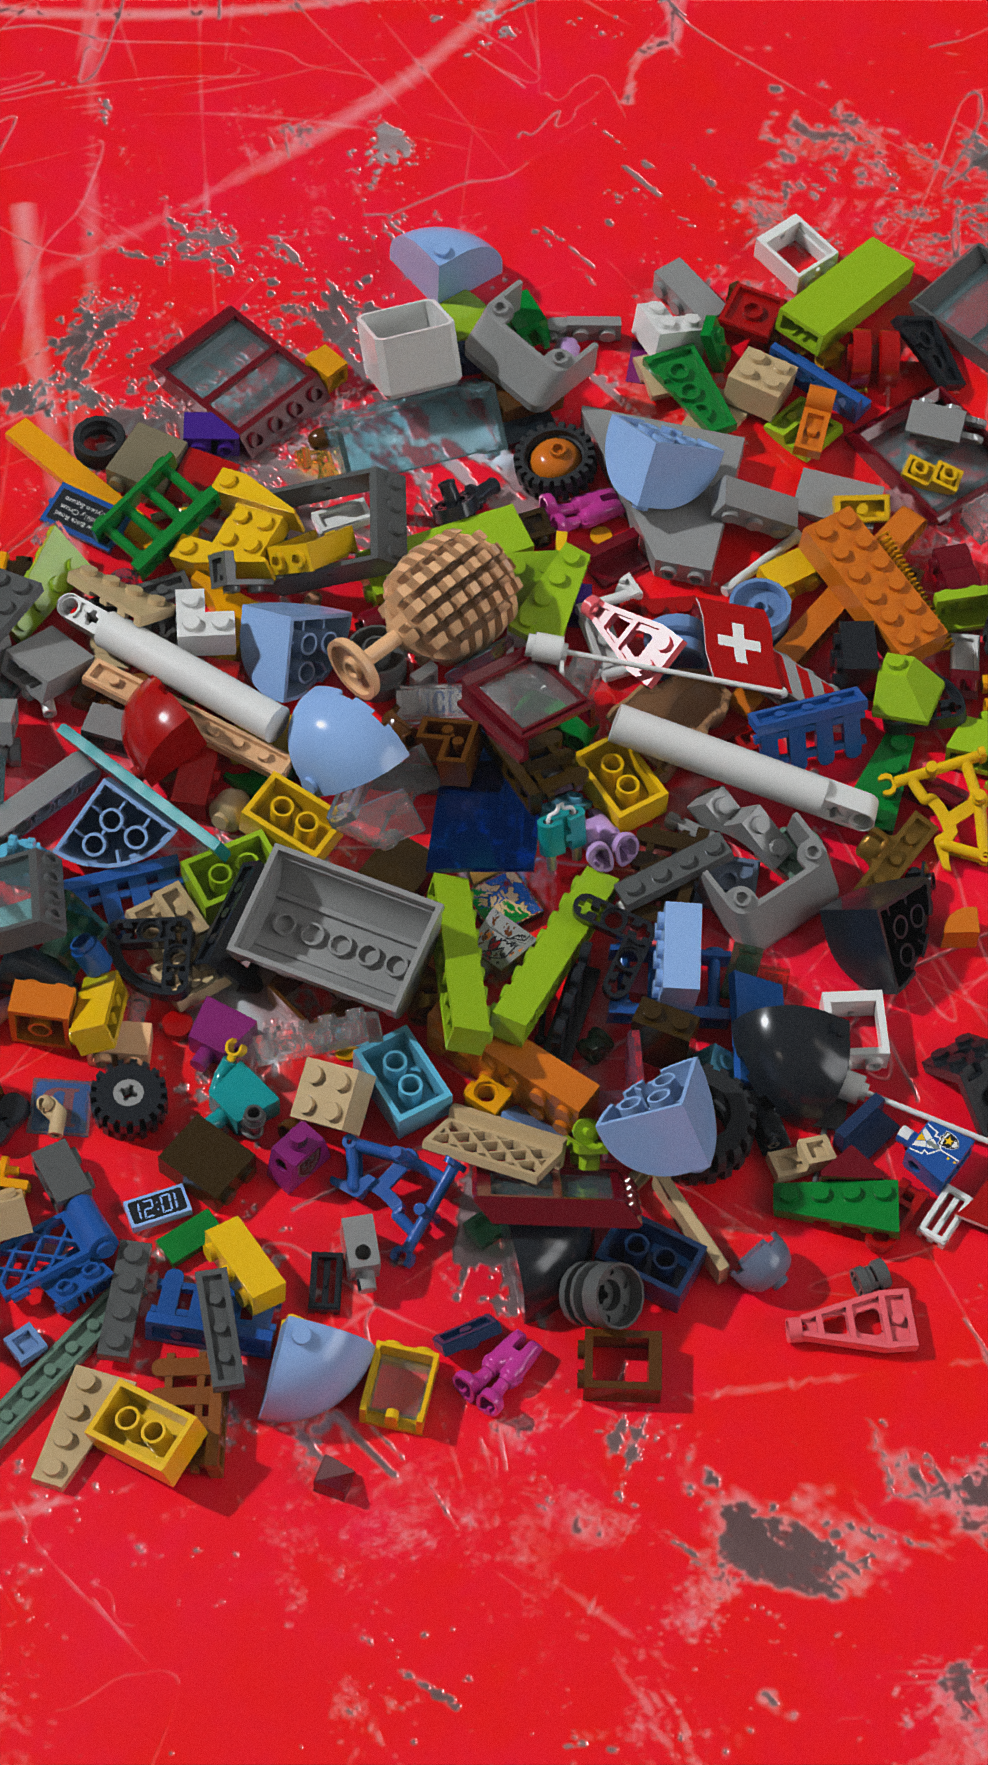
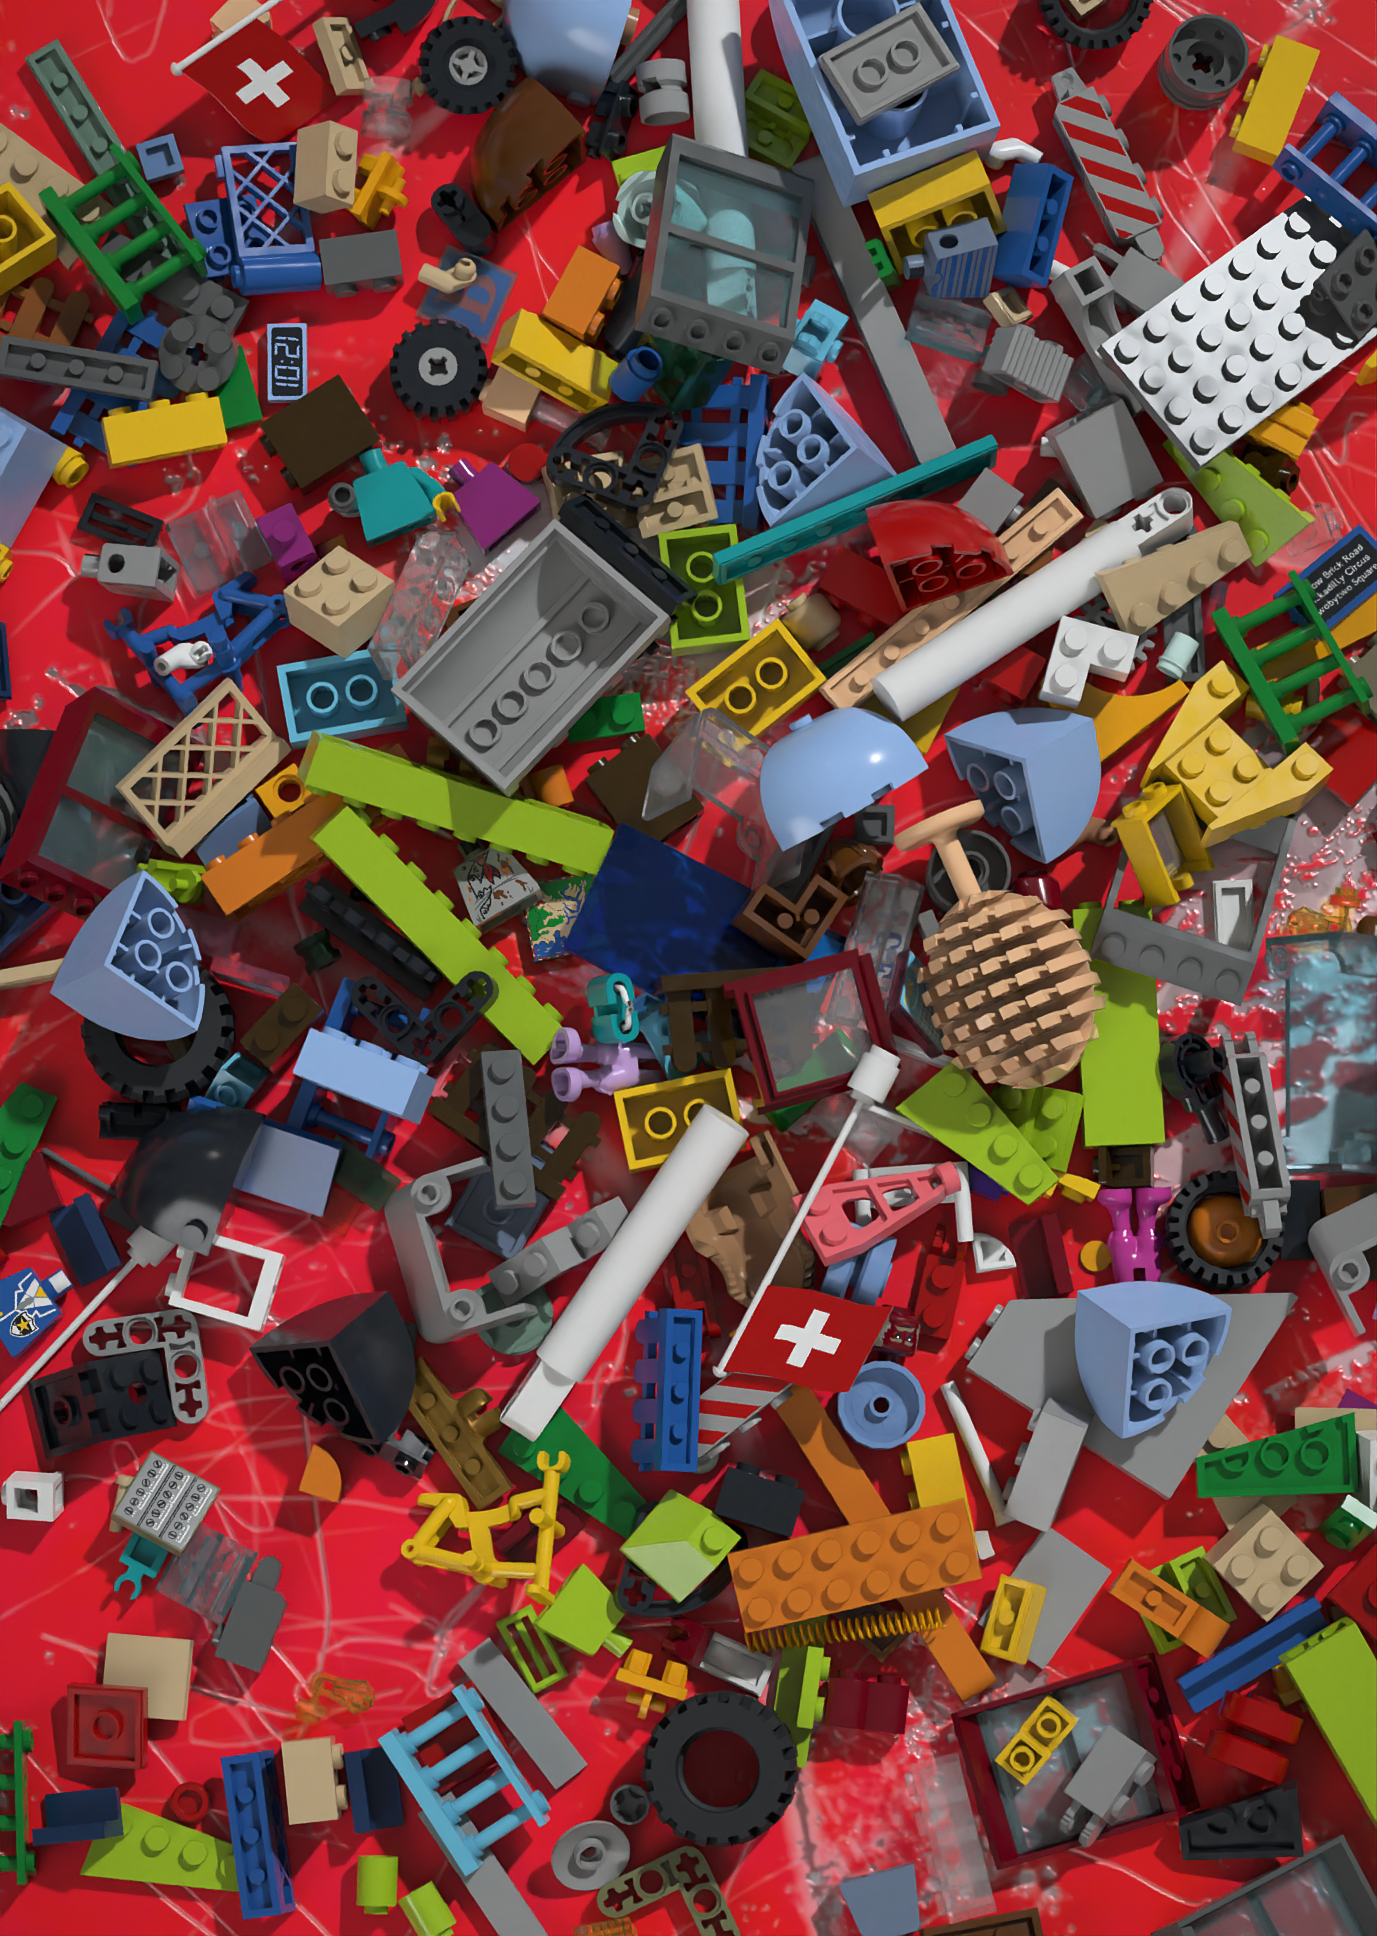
camera: 110 degrees right, 25 degrees up
(114, 1361) = (107, 266): none -> green fence
(170, 582) = (1177, 655): none -> light aqua piece
(186, 1247) = (218, 344): none -> dark grey plate
(223, 575) = (1138, 719): dark grey bracket -> none
(313, 1210) = (218, 542): none -> clear light blue slope
(414, 1188) = (183, 656): none -> white arm
(485, 451) = (1255, 1134): none -> light grey hinge
(674, 821) = (590, 1194): light grey axle -> none
(796, 1162) = (78, 1145): tan slope -> none
(914, 1058) = (174, 1348): none -> light grey beam

